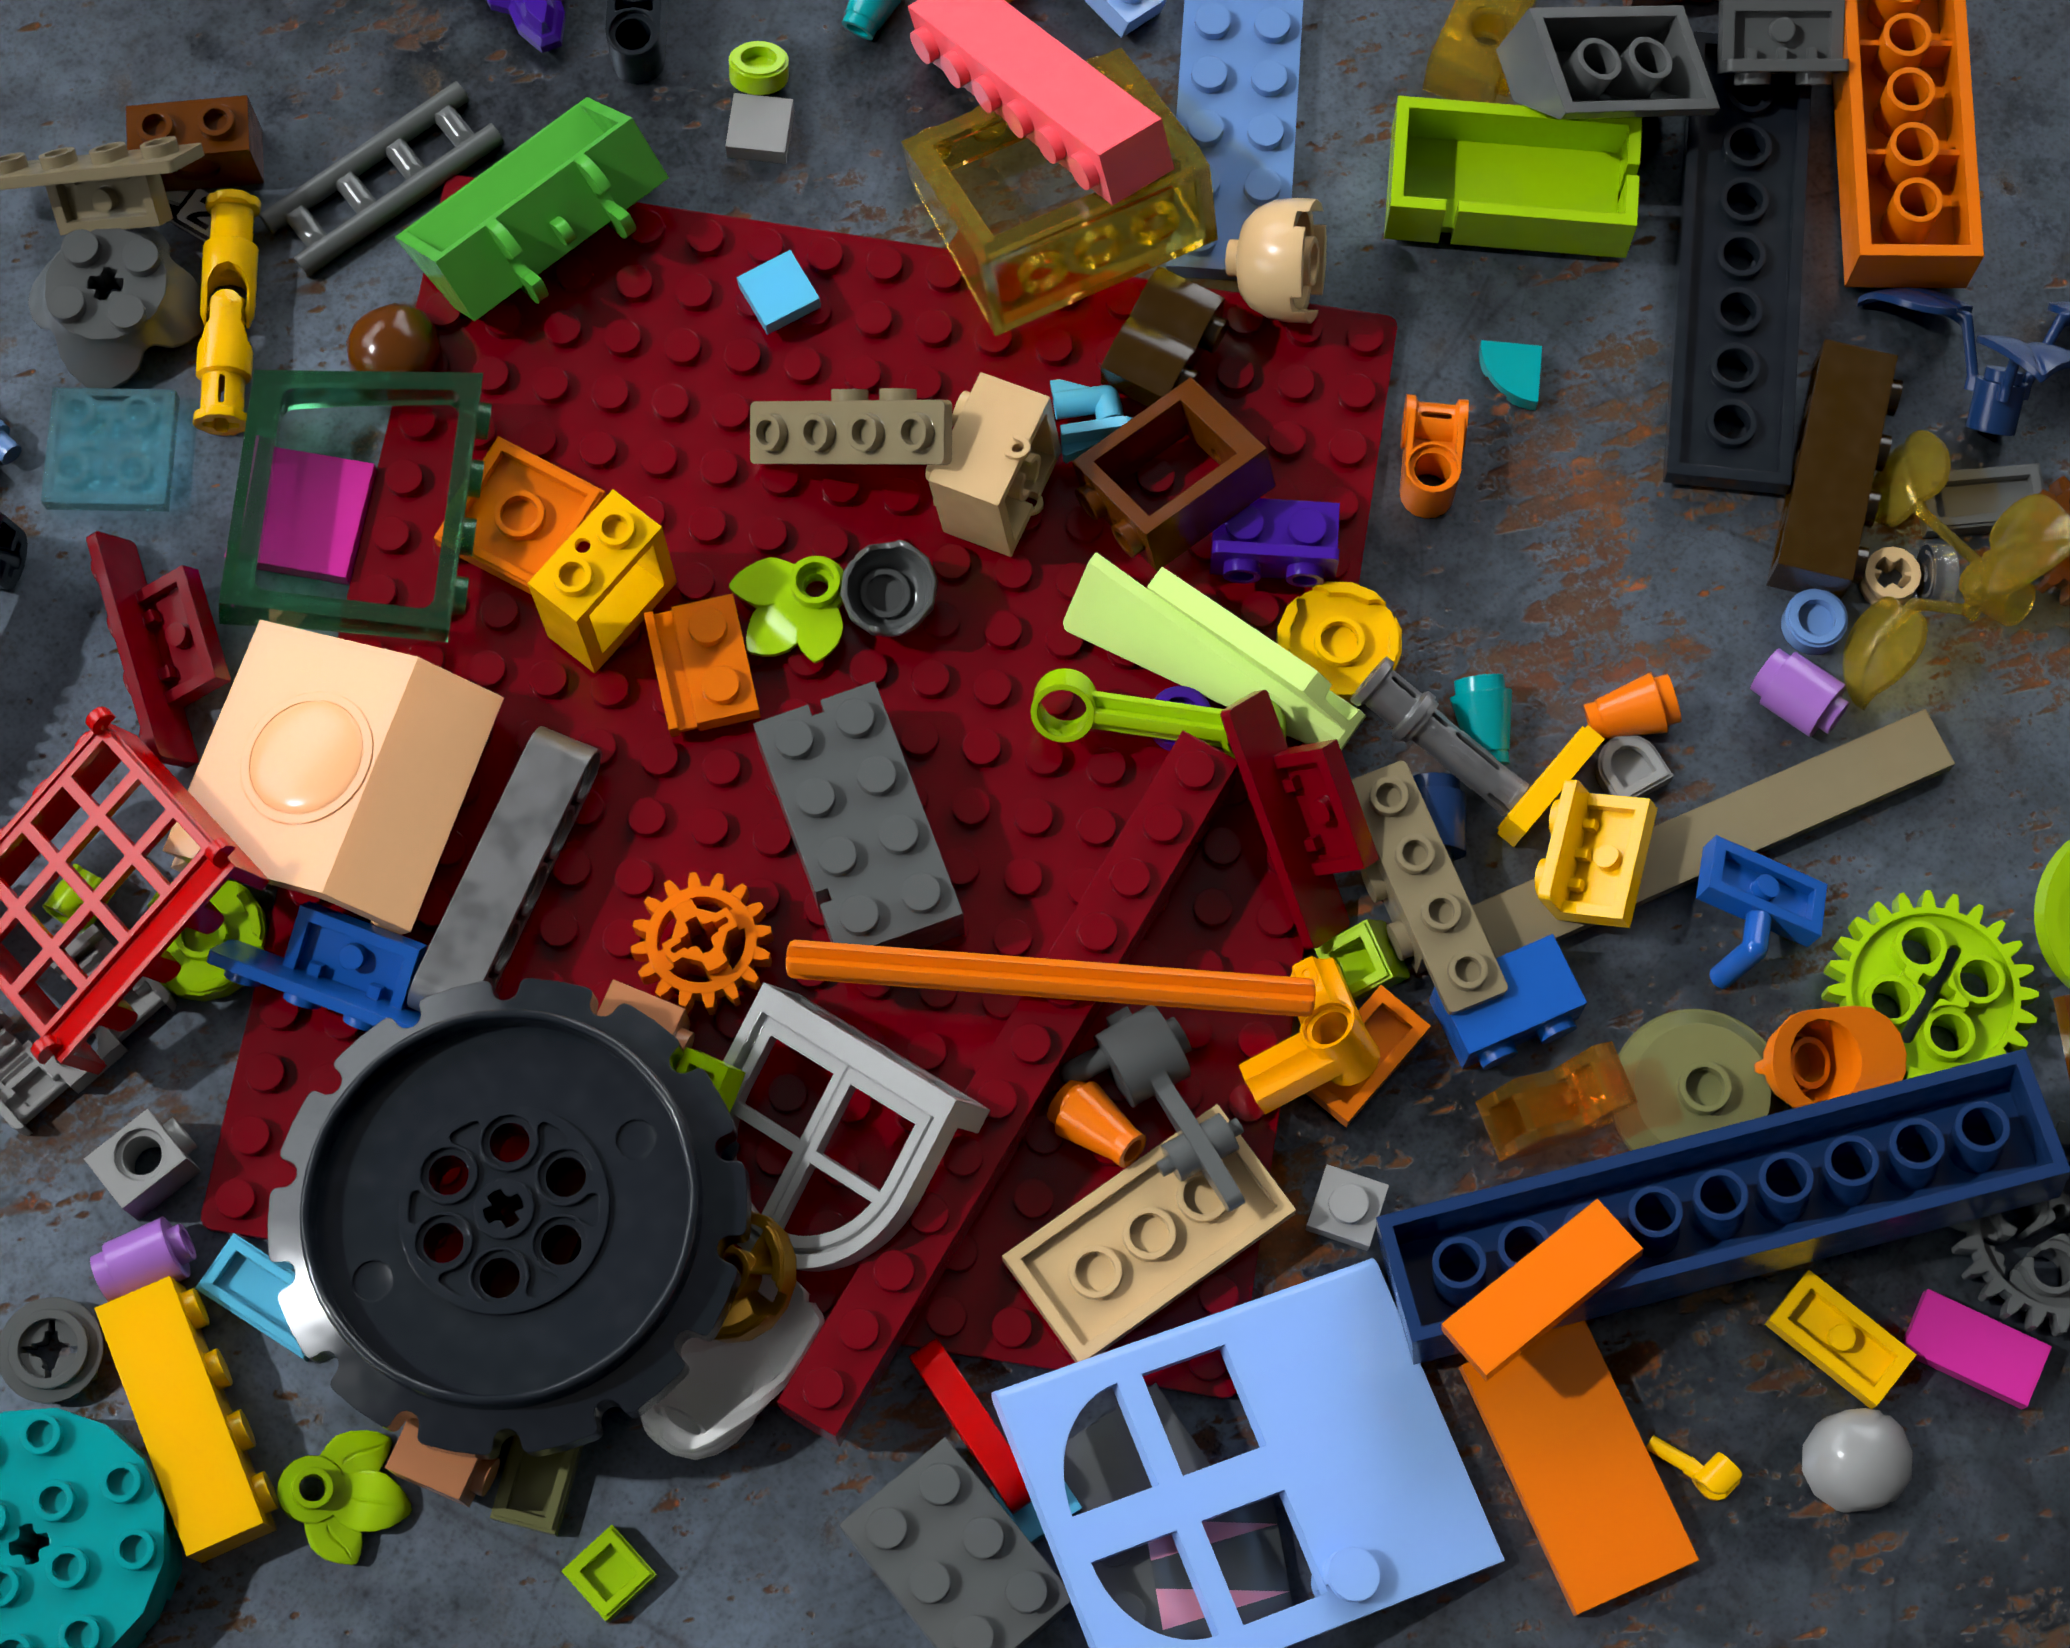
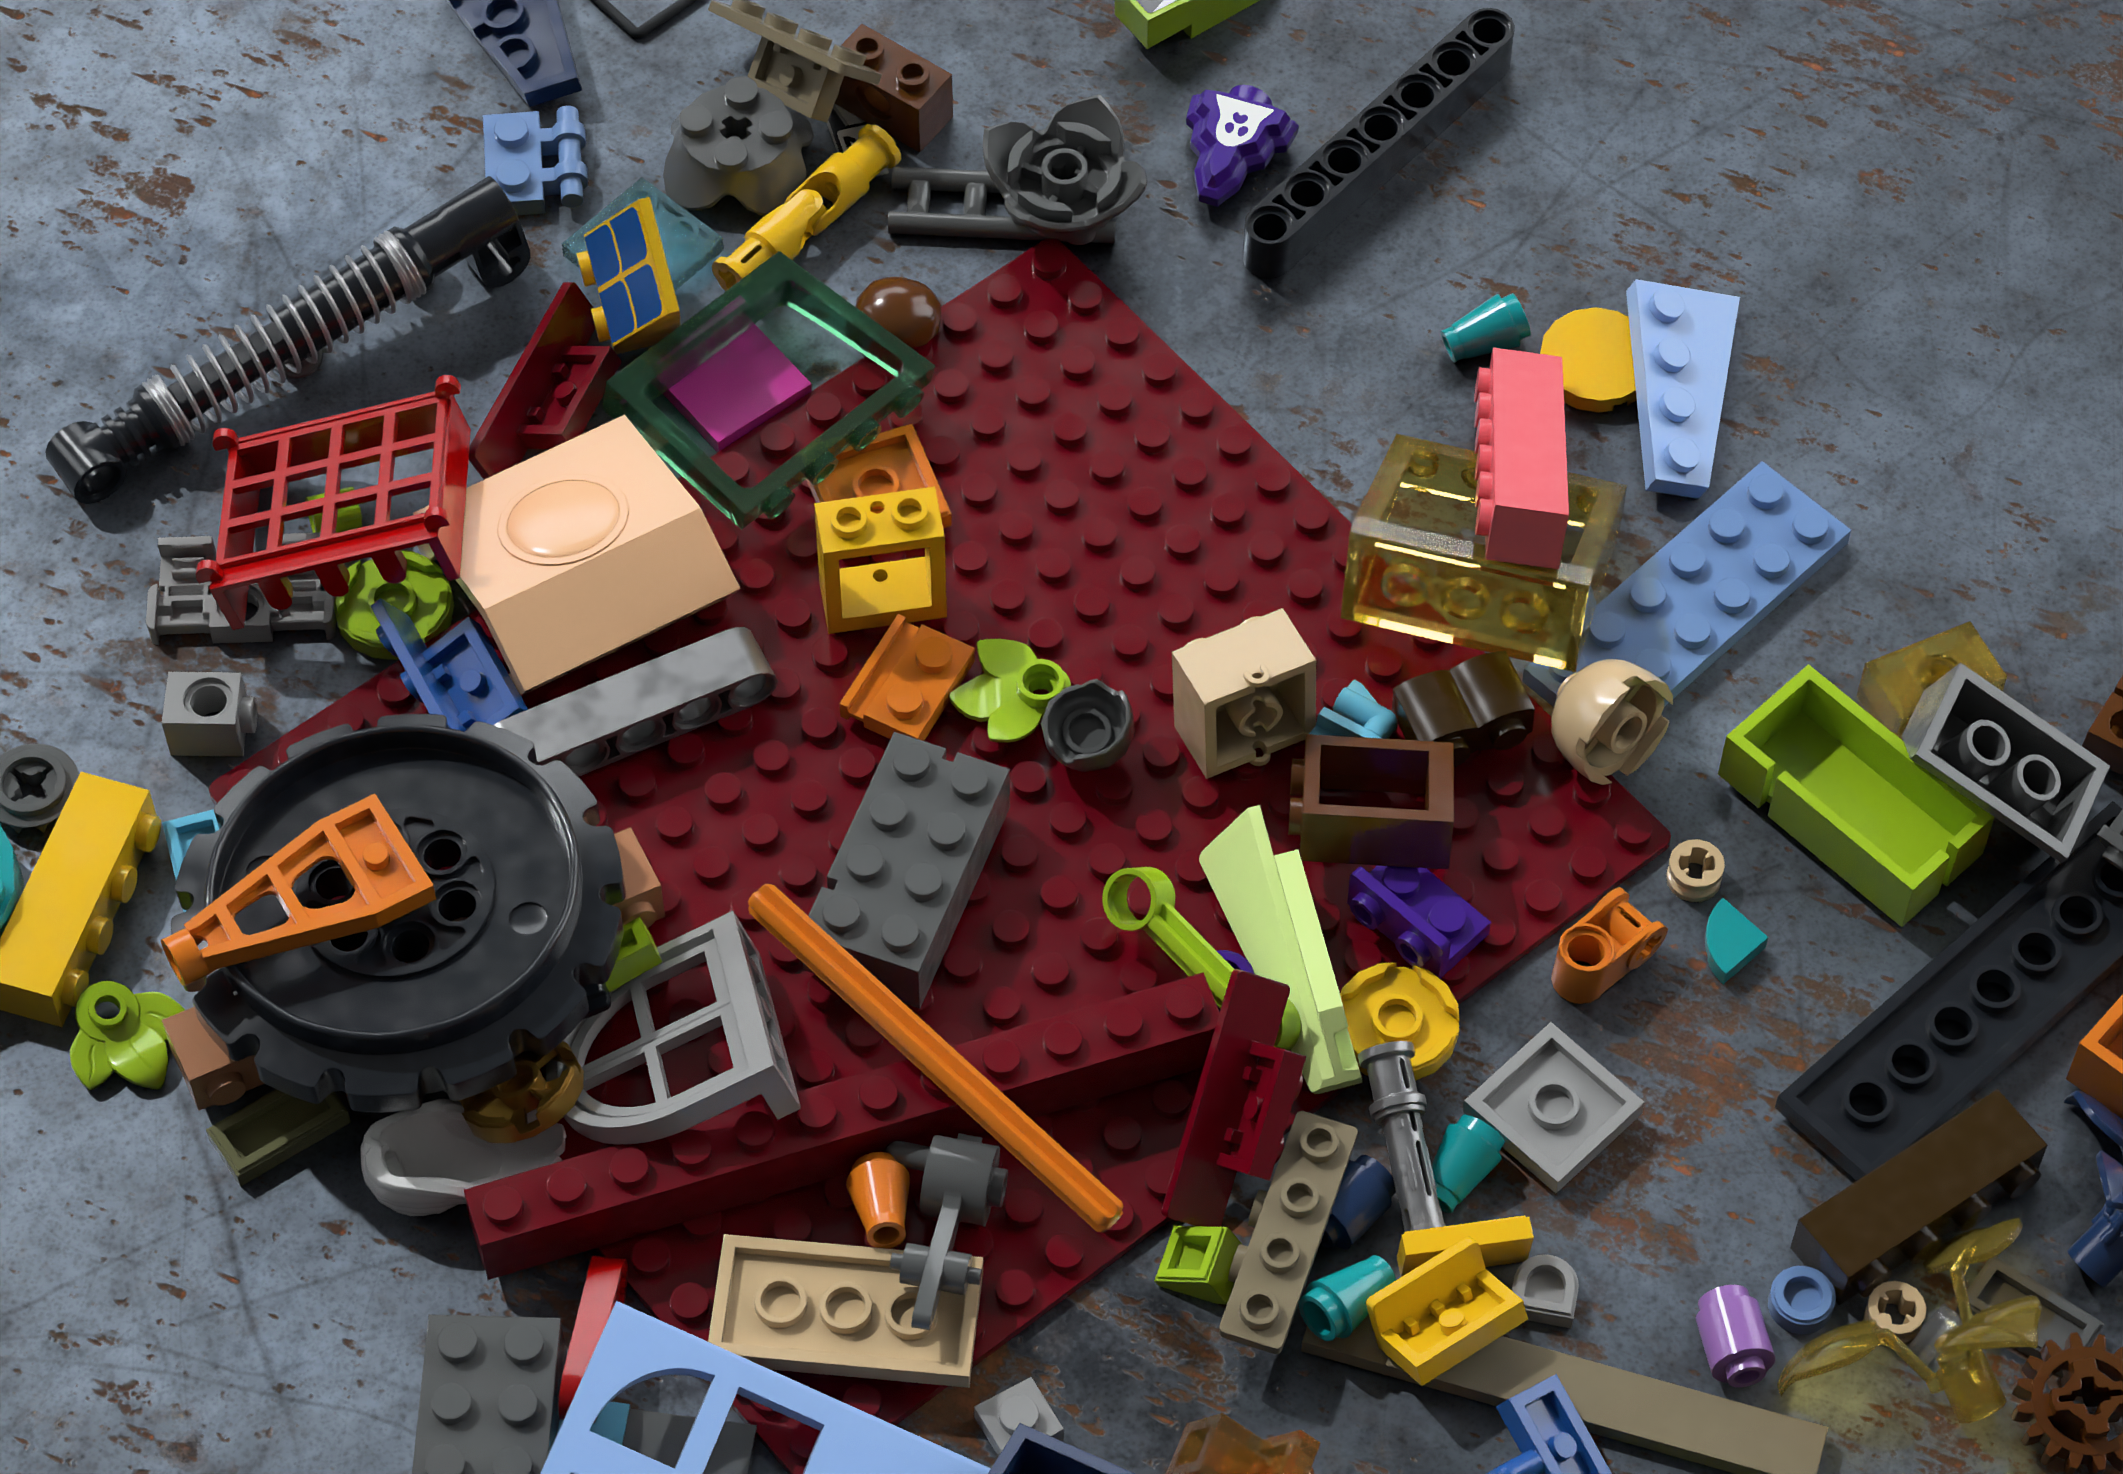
camera: 40 degrees right, 15 degrees down
(143, 1258) = (152, 769): medium lavender brick -> none
(156, 494) = (630, 278): none -> slope
(417, 79) = (1067, 175): none -> dark grey brick
(468, 1200) = (369, 852): none -> orange plate
(534, 208) = (1083, 292): bright green piece -> none
(609, 1573) = (250, 1237): lime tile -> none
(682, 958) = (719, 858): orange gear -> none
(758, 68) = (1347, 319): lime tile -> none
(760, 128) = (1310, 362): light grey tile -> none
(778, 292) = (1209, 475): medium azure tile -> none
(853, 430) = (1160, 590): dark tan bracket -> none
(1327, 1048) = (1102, 1278): light orange piece -> none
(1396, 1033) = (1133, 1324): orange plate -> none
(1434, 351) = (1677, 873): none -> tan bush
(1510, 616) = (1554, 1107): none -> light grey plate
(1510, 902) = (1338, 1301): none -> teal cone
(1538, 1003) = (1293, 1388): blue brick -> none
(1635, 708) = (1589, 1246): orange cone -> none

